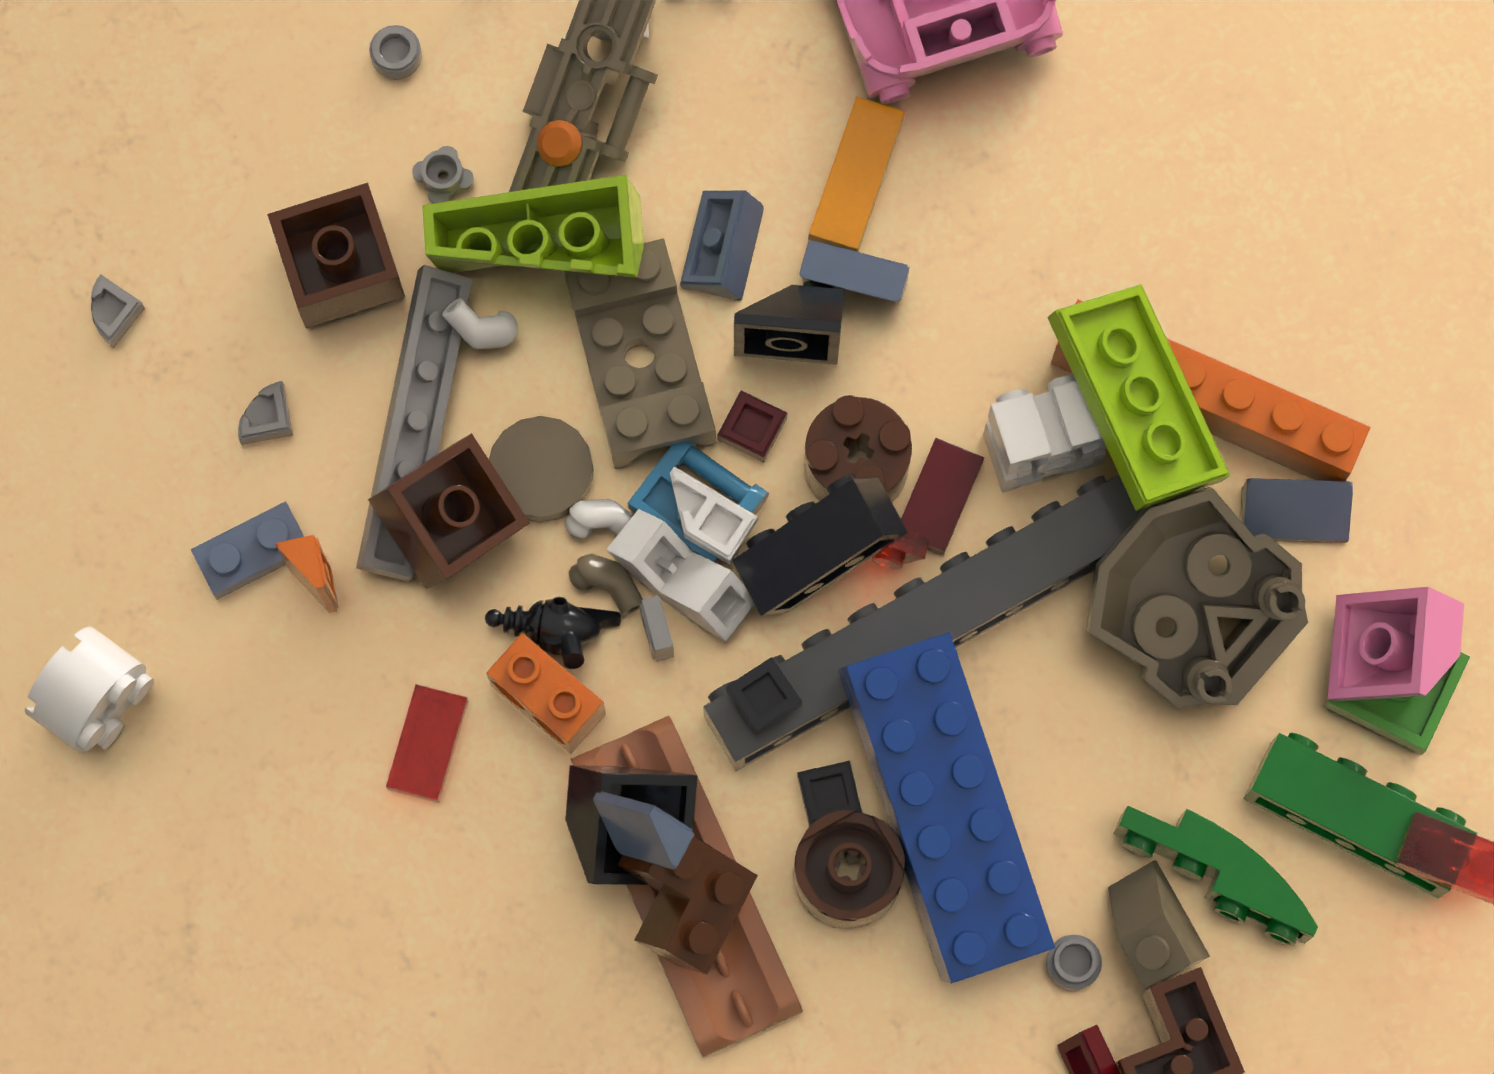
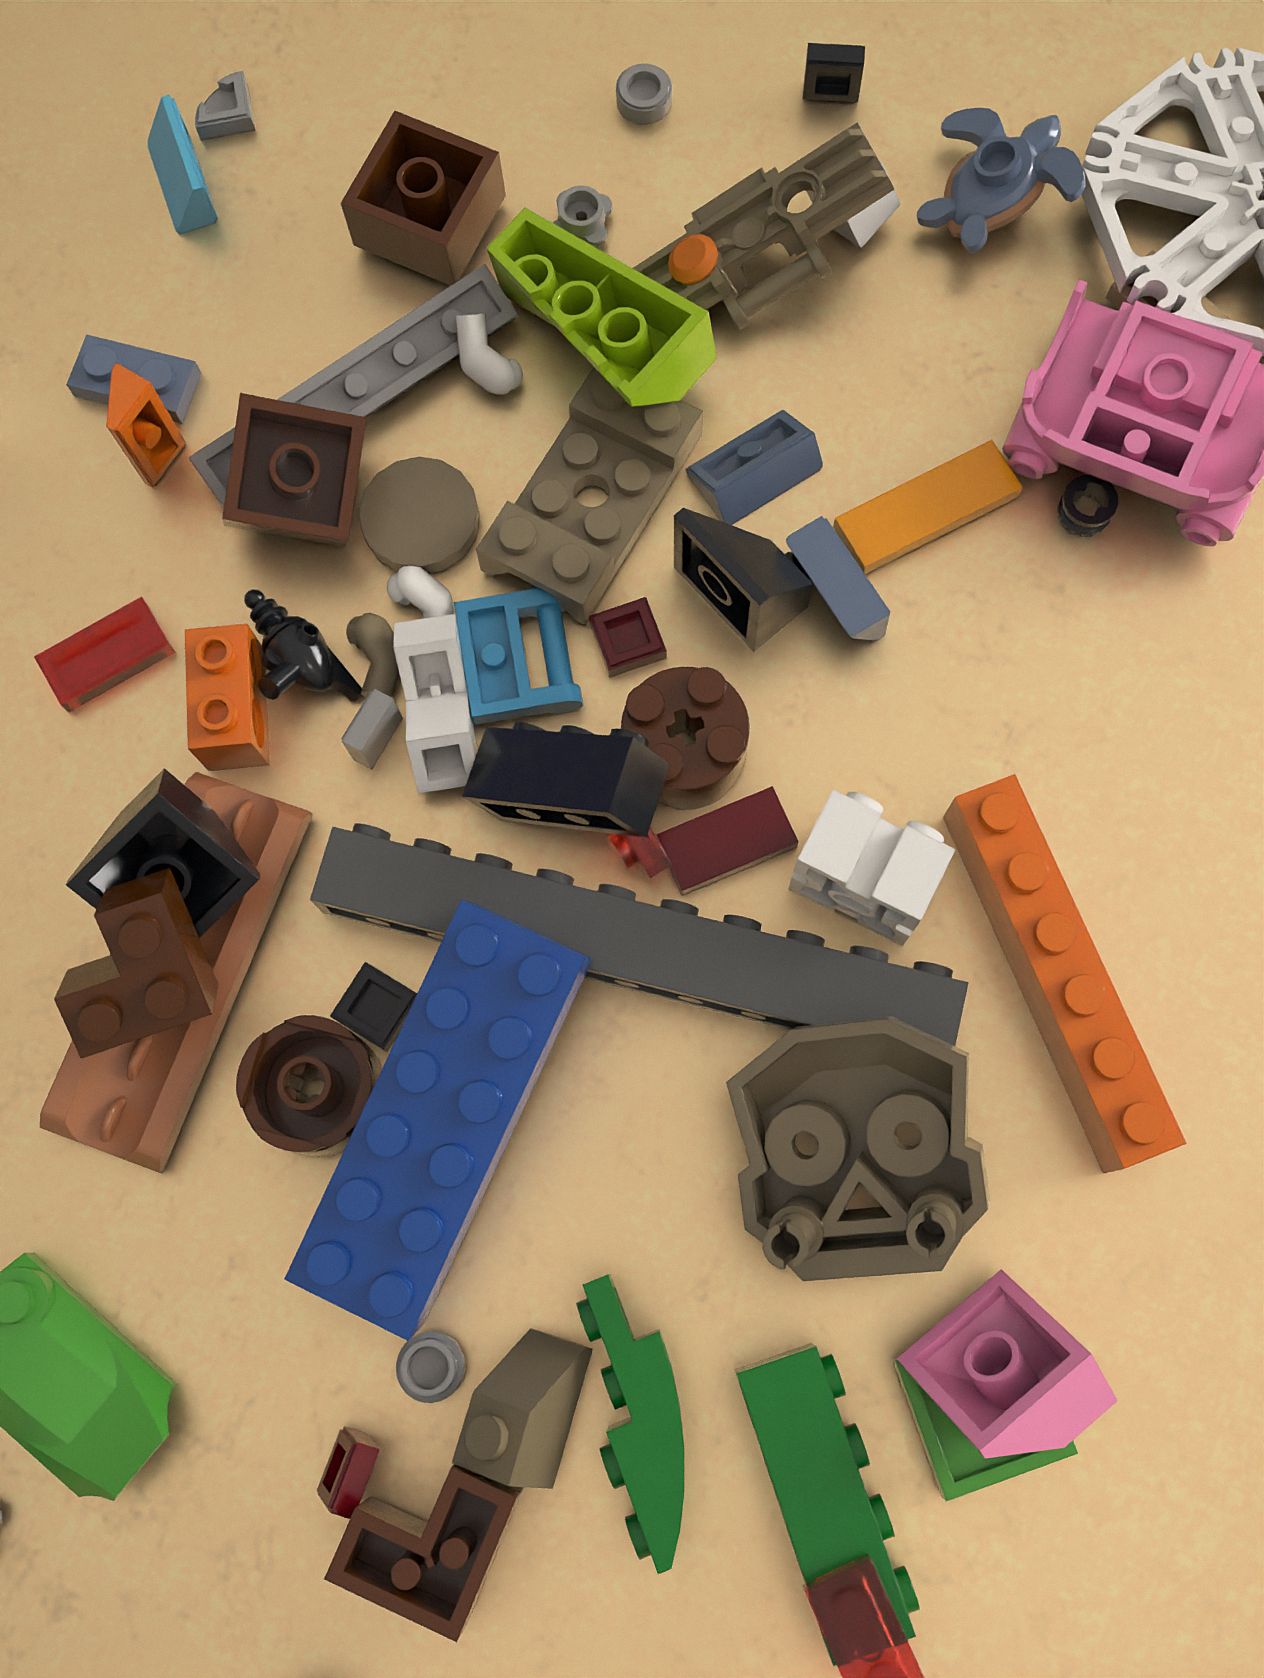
camera: 50 degrees right, 0 degrees up
(130, 382) = (179, 170): none -> medium azure slope
(266, 416) = (255, 287): light grey tile -> none
(643, 830) = (132, 873): sand blue slope -> none
(710, 517) = (505, 675): white tile -> none
(764, 696) = (382, 863): black plate -> none
(948, 103) = (1082, 523): none -> black bush
(1138, 396) = (979, 908): lime tile -> none
(1298, 509) = (1043, 1154): sand blue slope -> none

